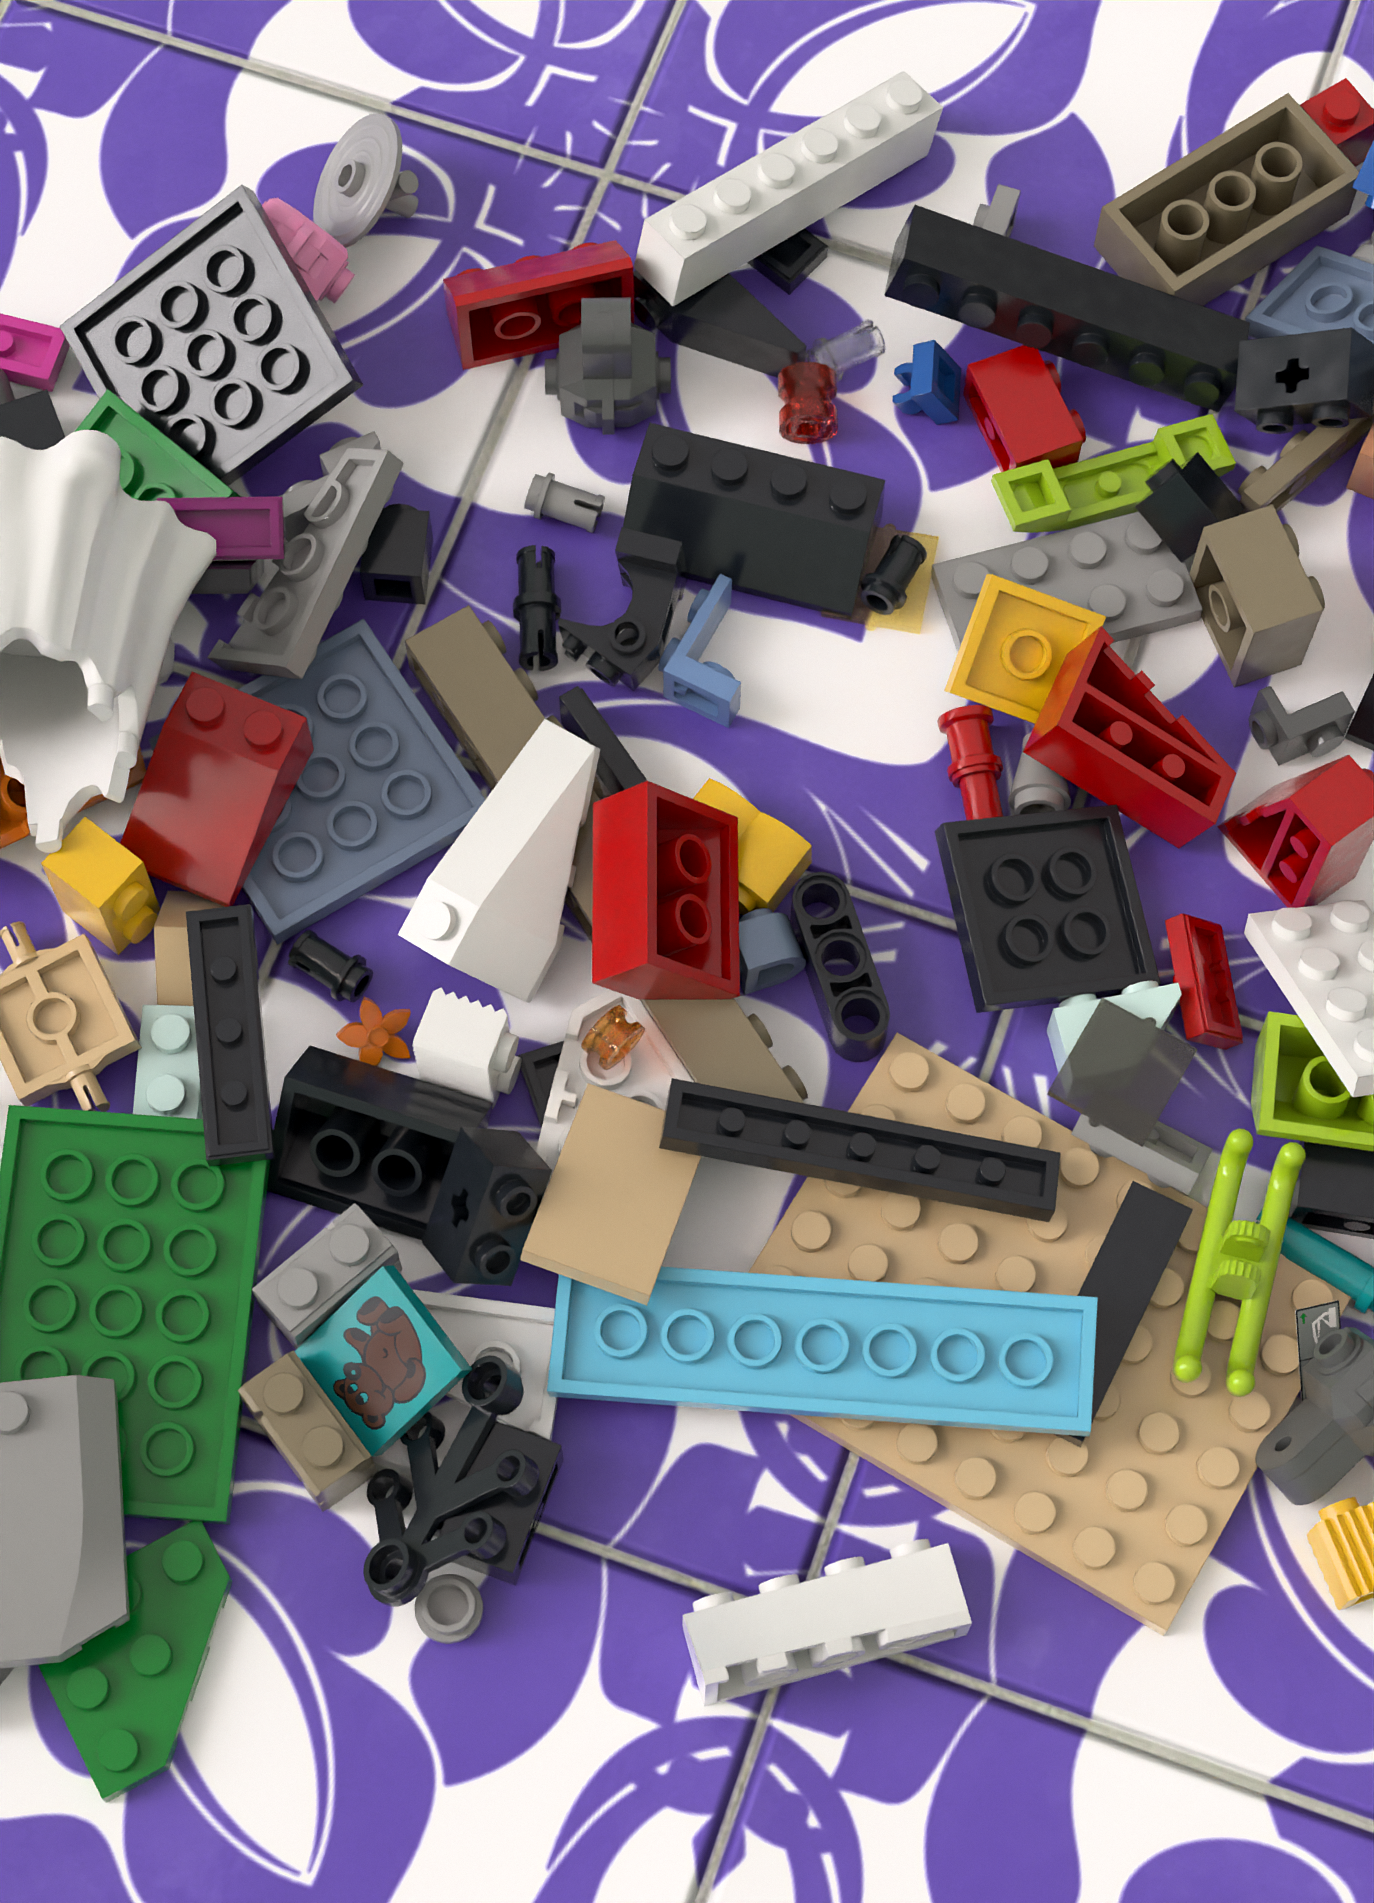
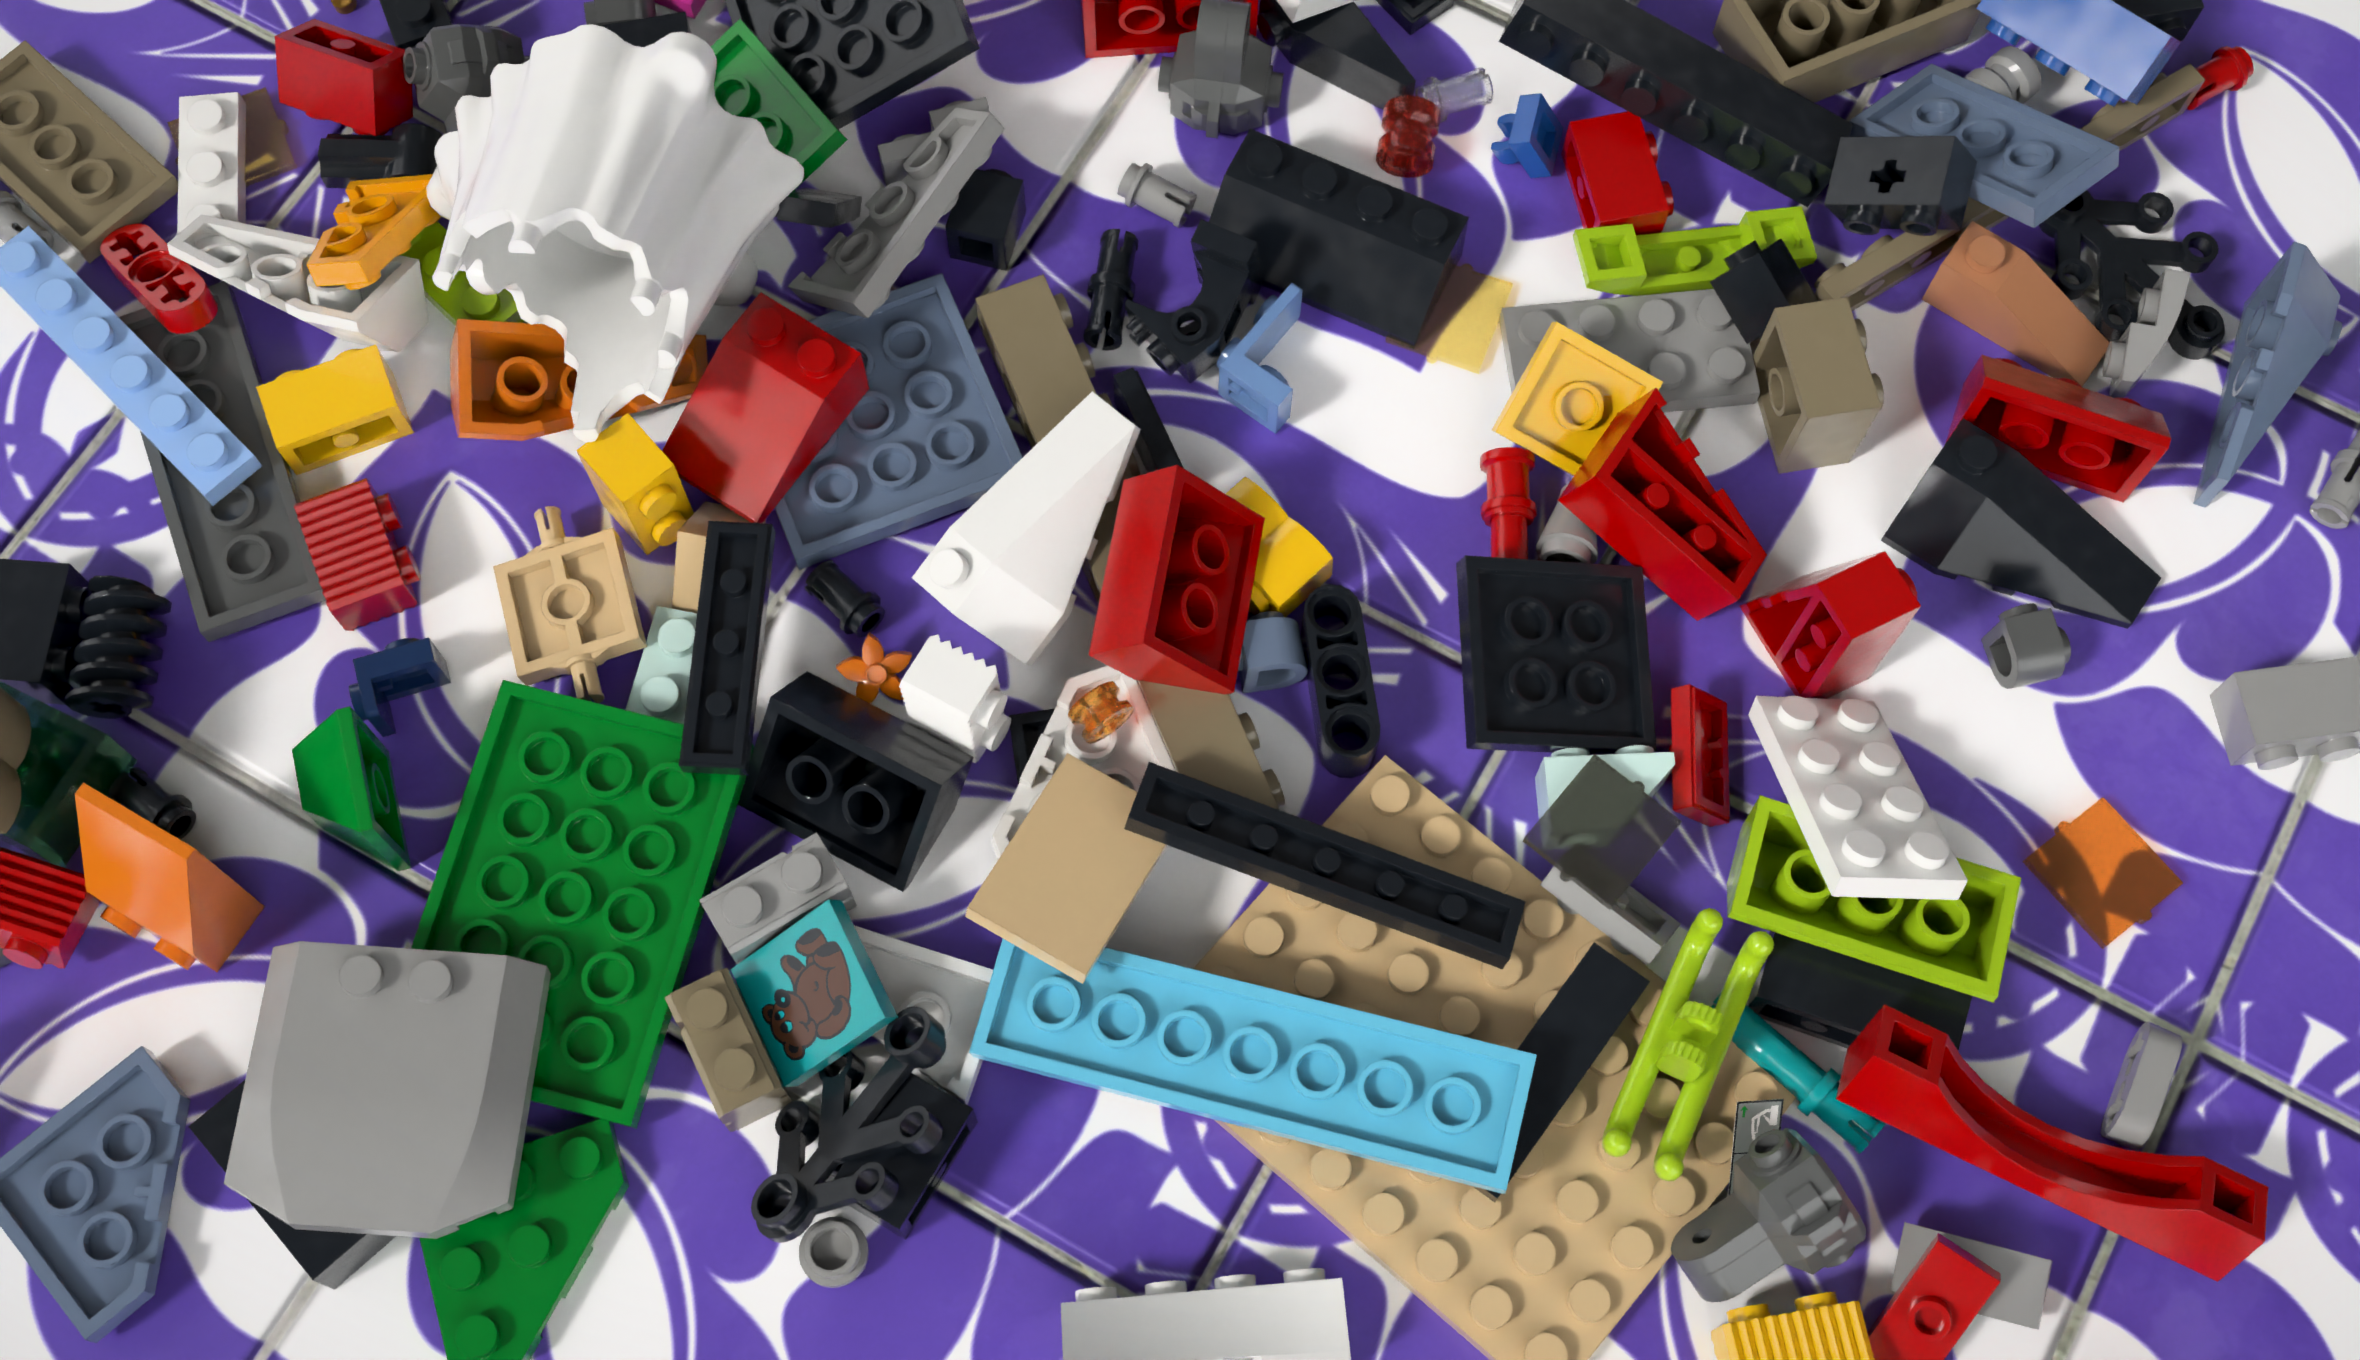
camera: 10 degrees right, 0 degrees up
(240, 525) = (832, 162): magenta tile -> none
(486, 1206) = (943, 857): black brick -> none
(886, 587) = (1451, 323): black pin -> none
(1309, 730) = (1845, 526): dark grey bracket -> none

